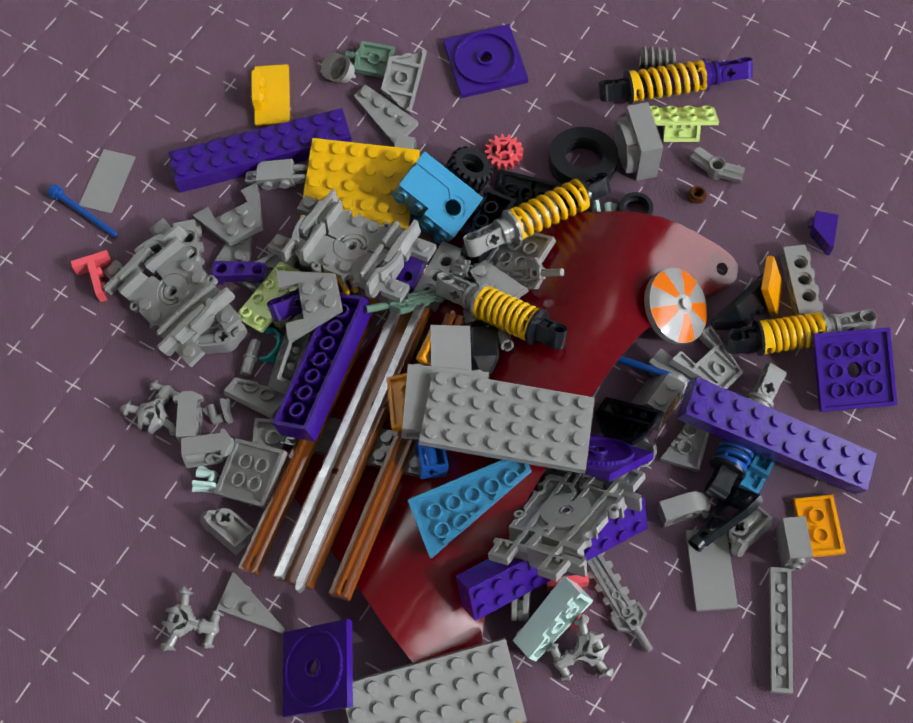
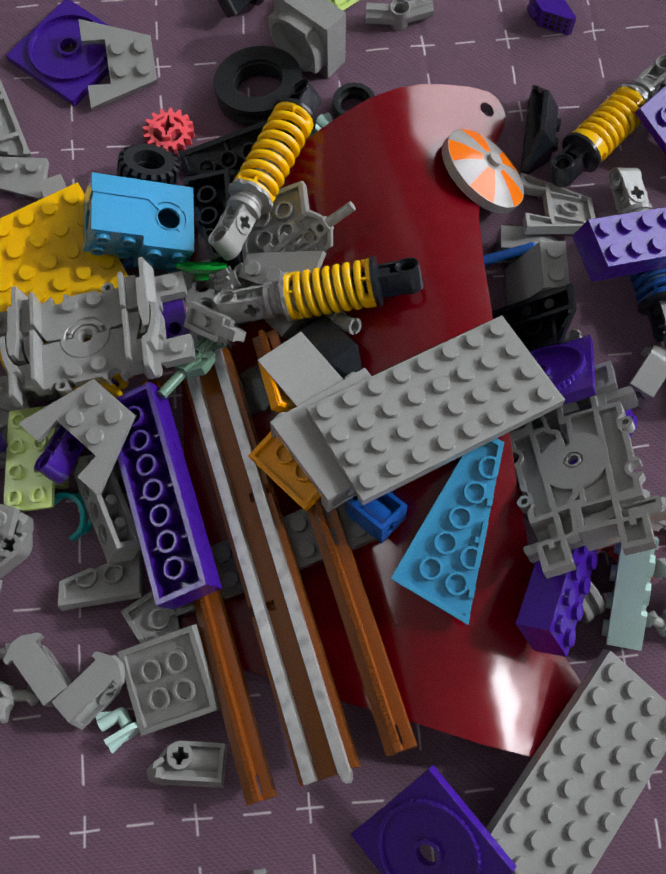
camera: 40 degrees left, 5 degrees up
(216, 418) = (62, 642): light grey piece -> none
(243, 604) = (276, 837): light grey wing -> none
(250, 358) = (59, 545): light grey axle -> none
(427, 288) = (212, 324): none -> light grey hinge
(449, 250) = (201, 270): none -> green dish
(514, 90) = (128, 58): none -> light grey wing
(687, 448) = (602, 307): light grey wing -> none
(697, 190) = (401, 52): reddish brown plate -> none
(772, 286) = (559, 90): light orange tile -> none
(800, 256) = (570, 73): light grey brick -> none

